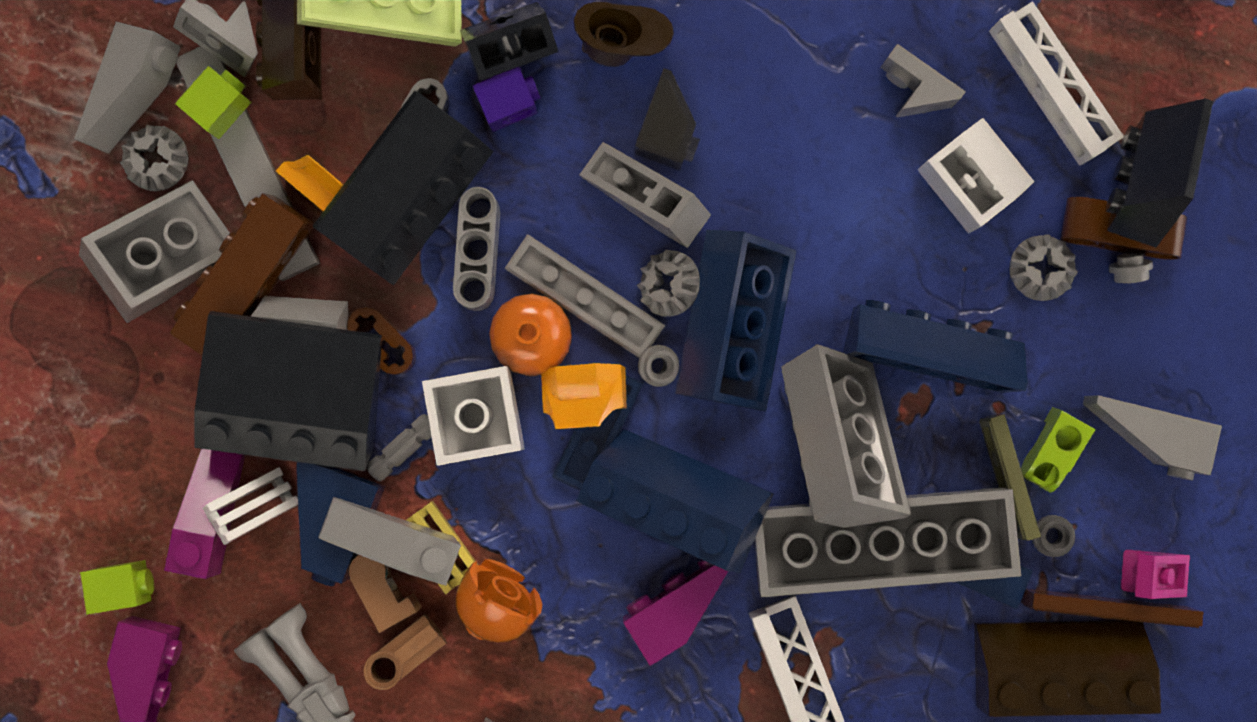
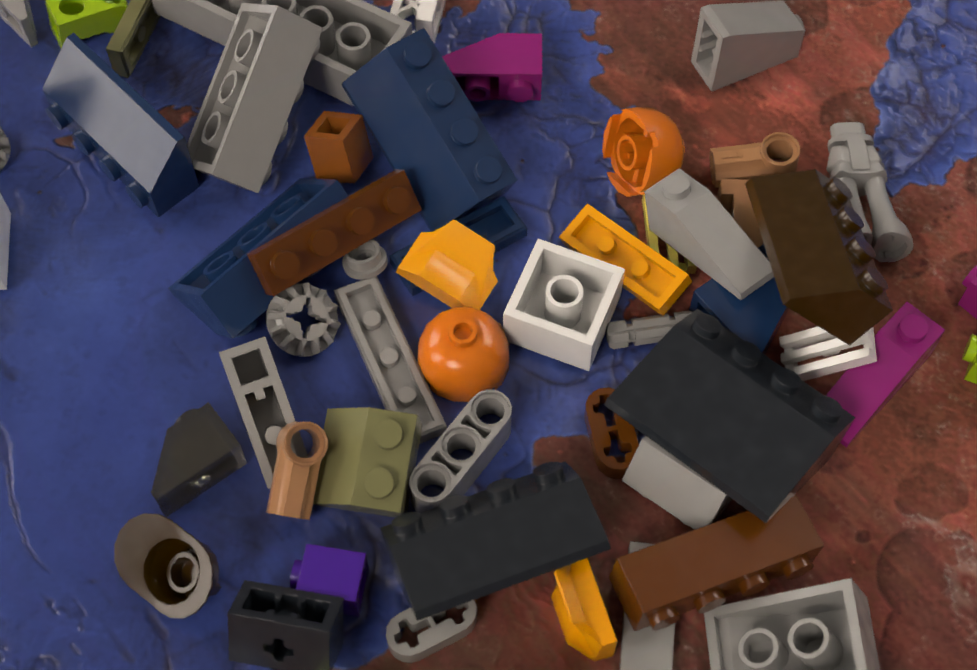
camera: 145 degrees left, 25 degrees down
(292, 573) = (819, 252): none -> dark brown slope
(453, 491) = (646, 271): none -> light orange plate
(538, 196) = (368, 460): none -> olive slope
(584, 158) = (296, 476): none -> medium nougat piece
(687, 361) = (334, 232): none -> reddish brown plate
(744, 447) = (339, 146): none -> dark orange brick

